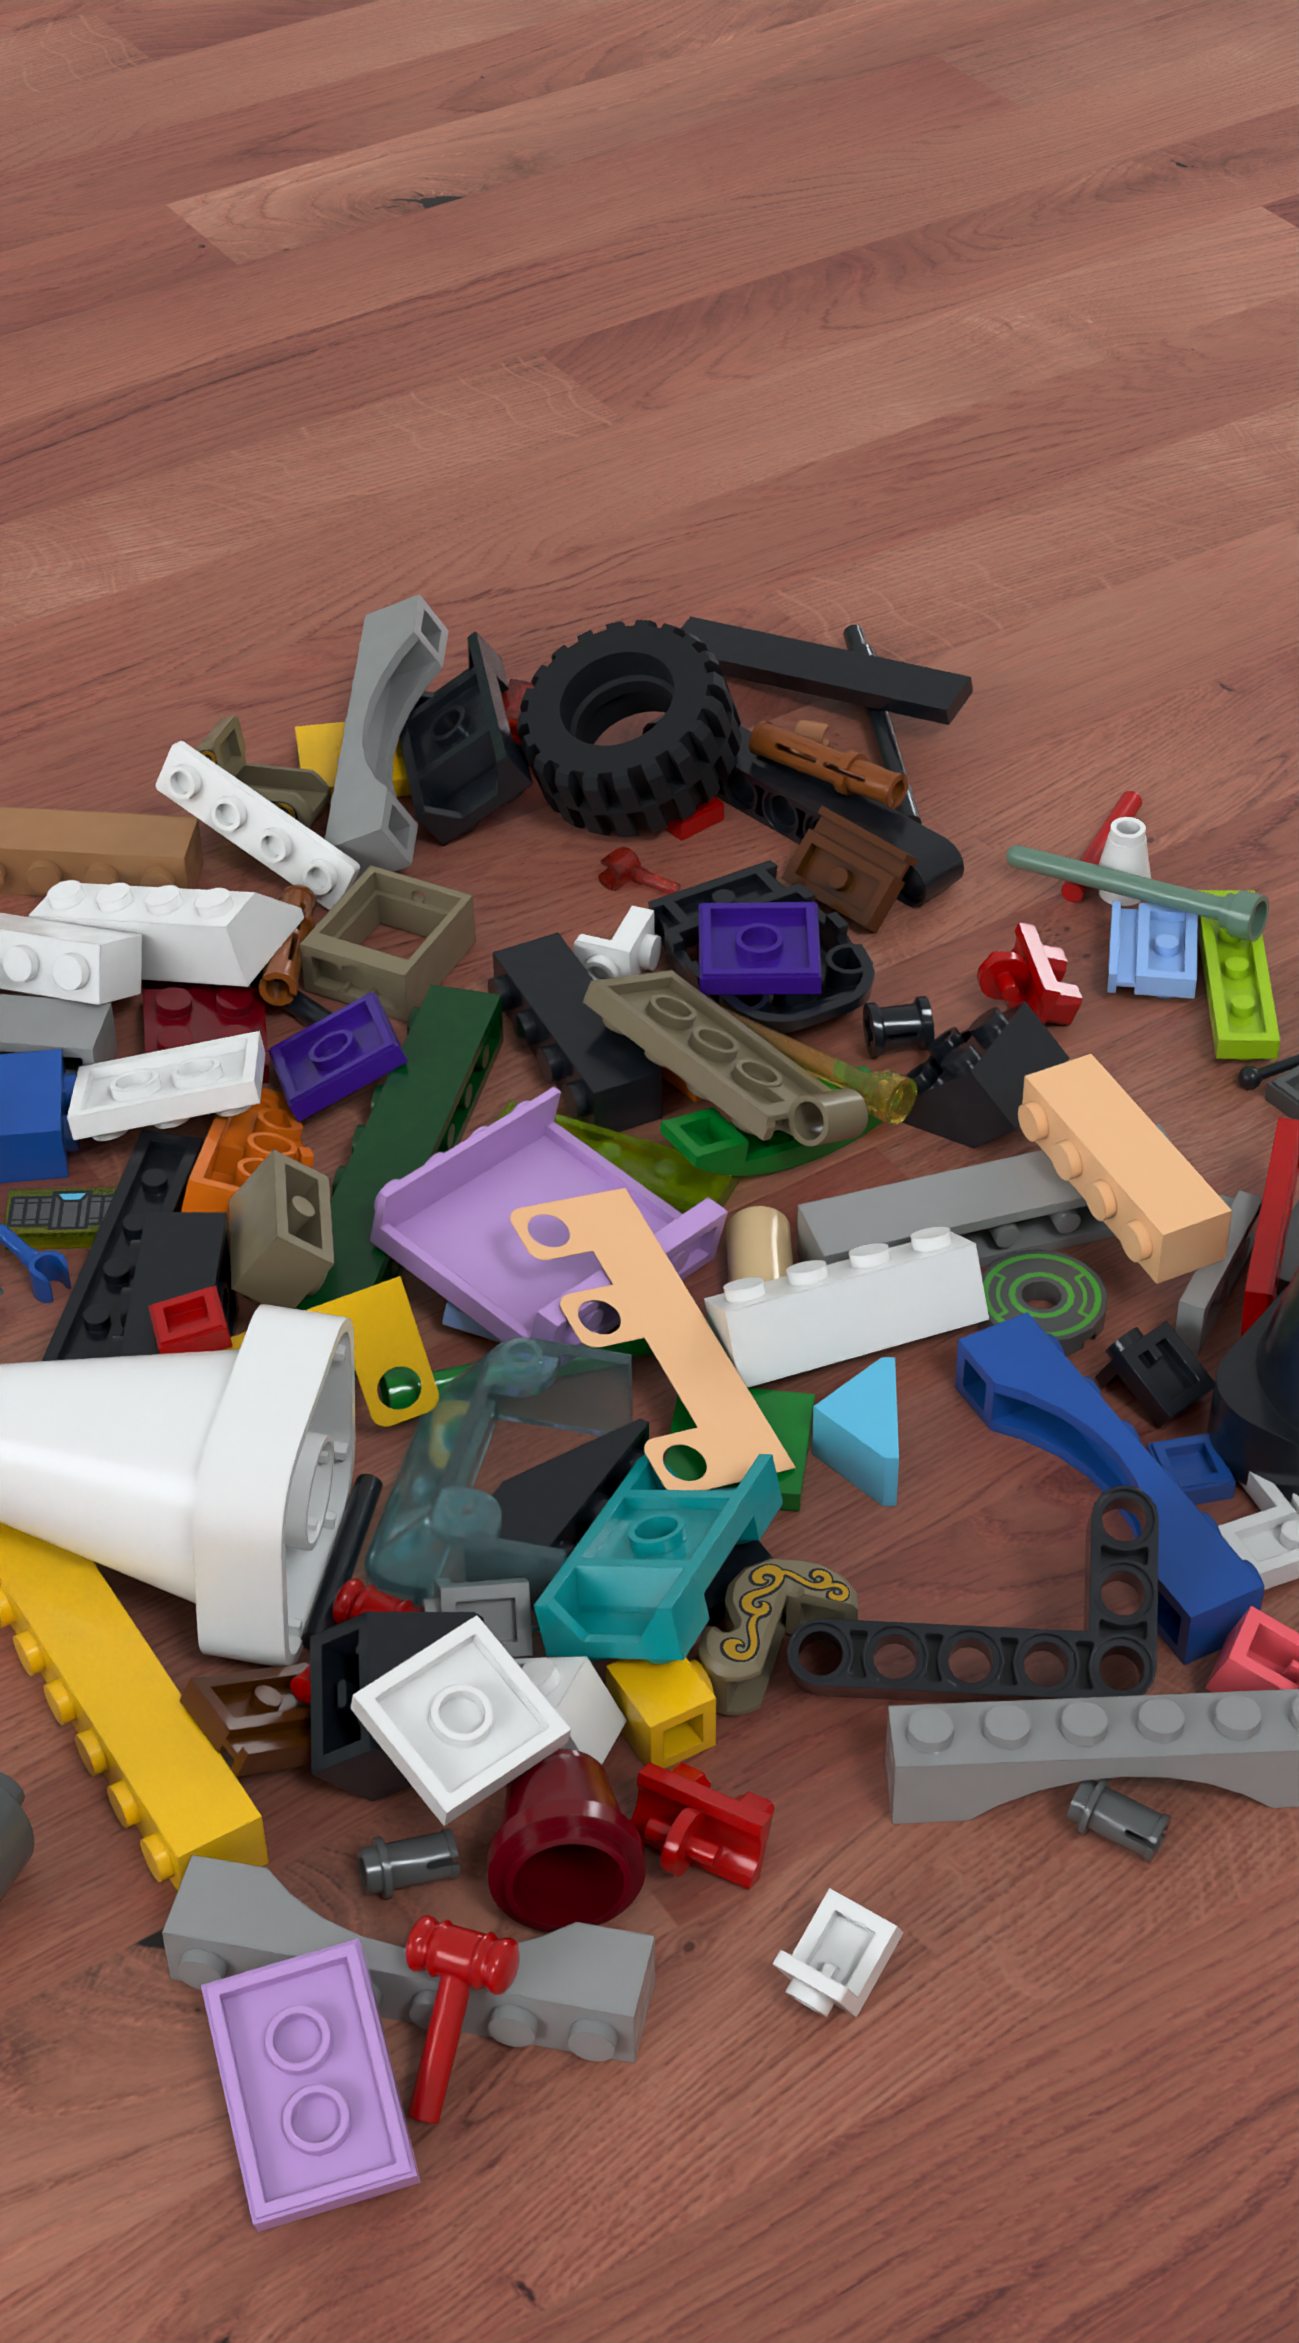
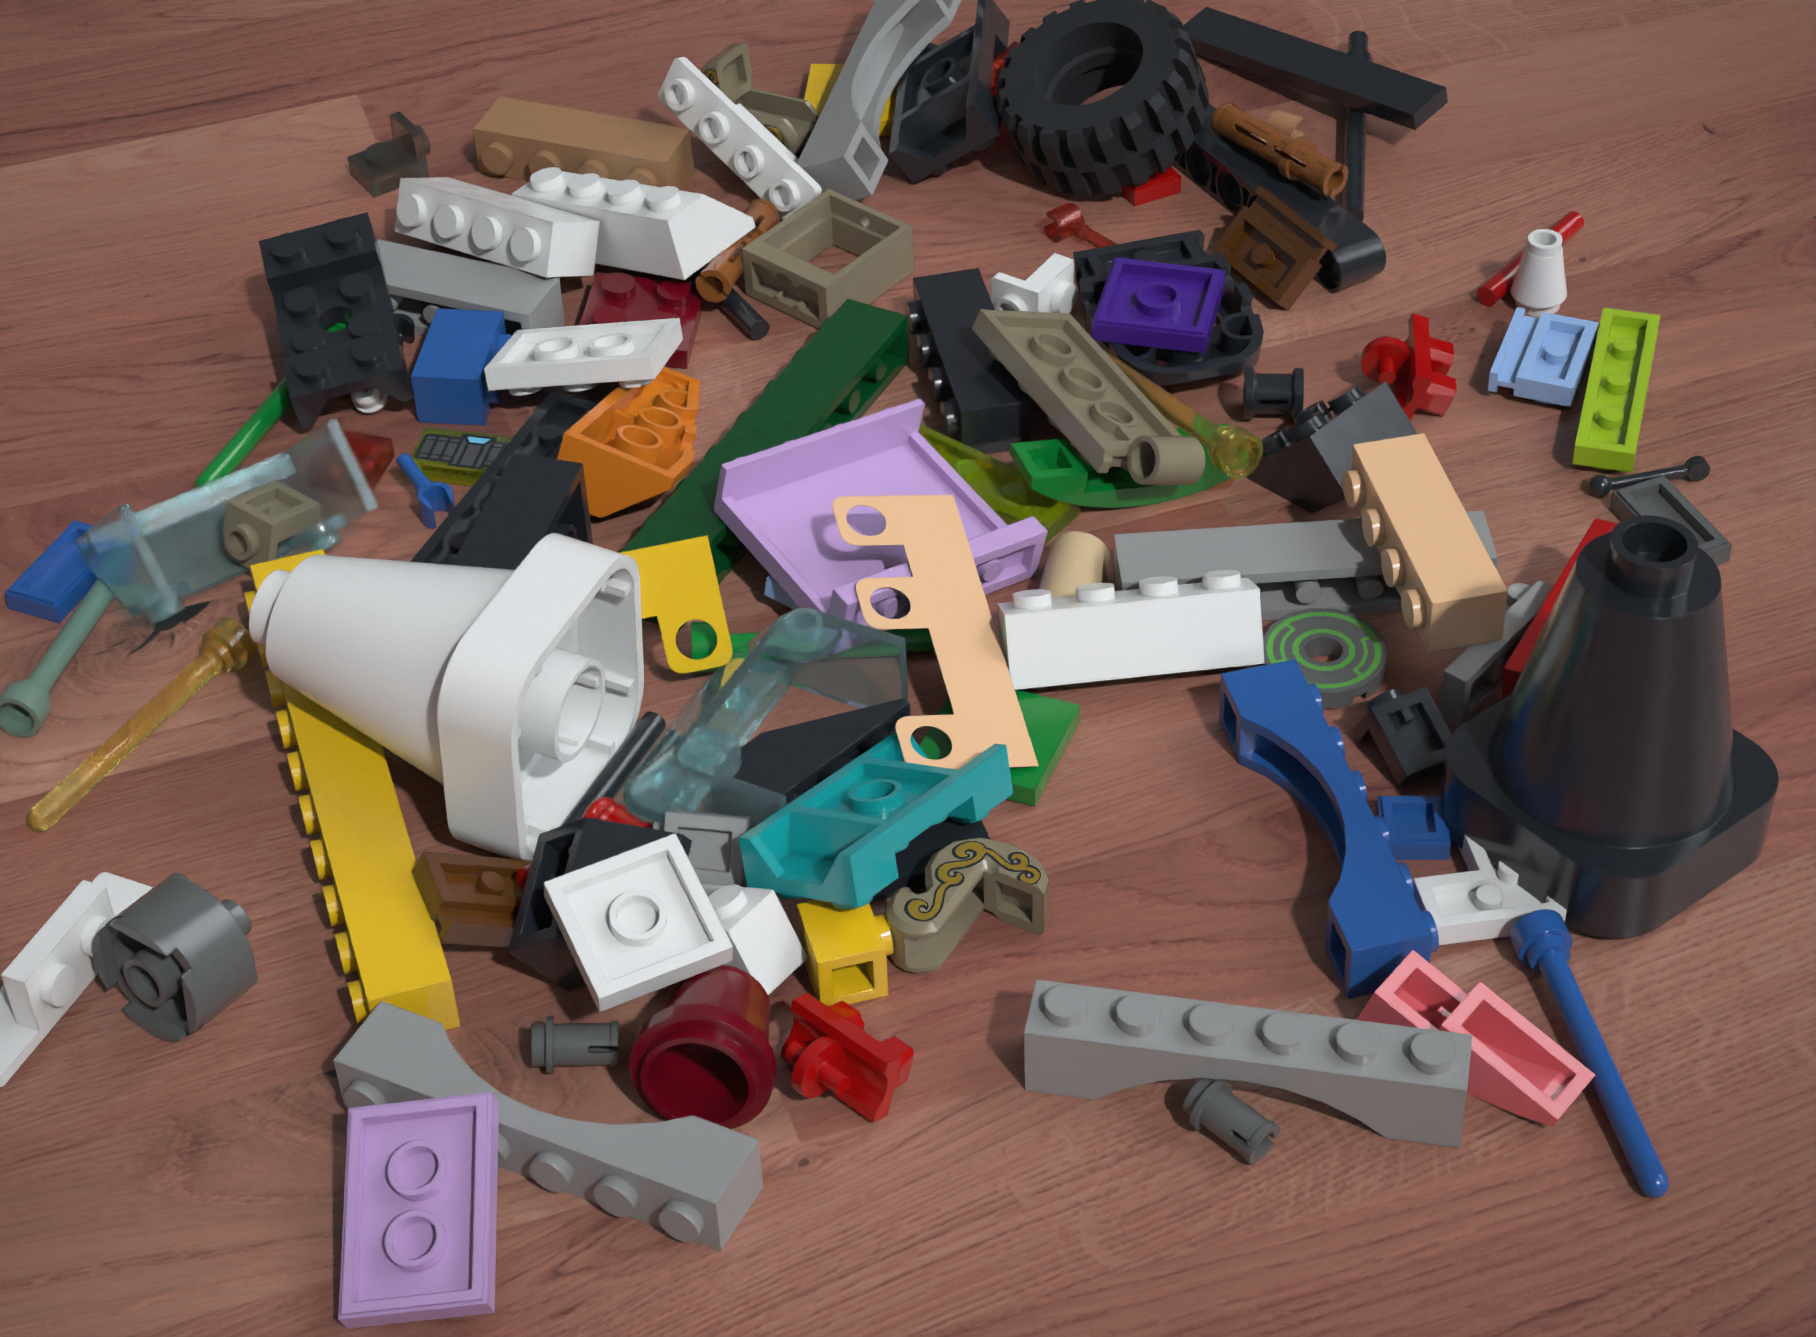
camera: 15 degrees right, 0 degrees up
(191, 1323) = (509, 545): red tile -> none
(280, 1233) = (628, 488): dark tan brick -> none
(336, 1056) = (745, 350): dark purple tile -> none
(462, 1961) = (576, 1129): red piece -> none
(839, 1956) = (926, 1191): white bracket -> none
(859, 1431) = (1111, 741): medium azure slope -> none
(1005, 1647) = (1172, 950): black beam -> none
(1239, 913) = (1632, 332): sand green piece -> none

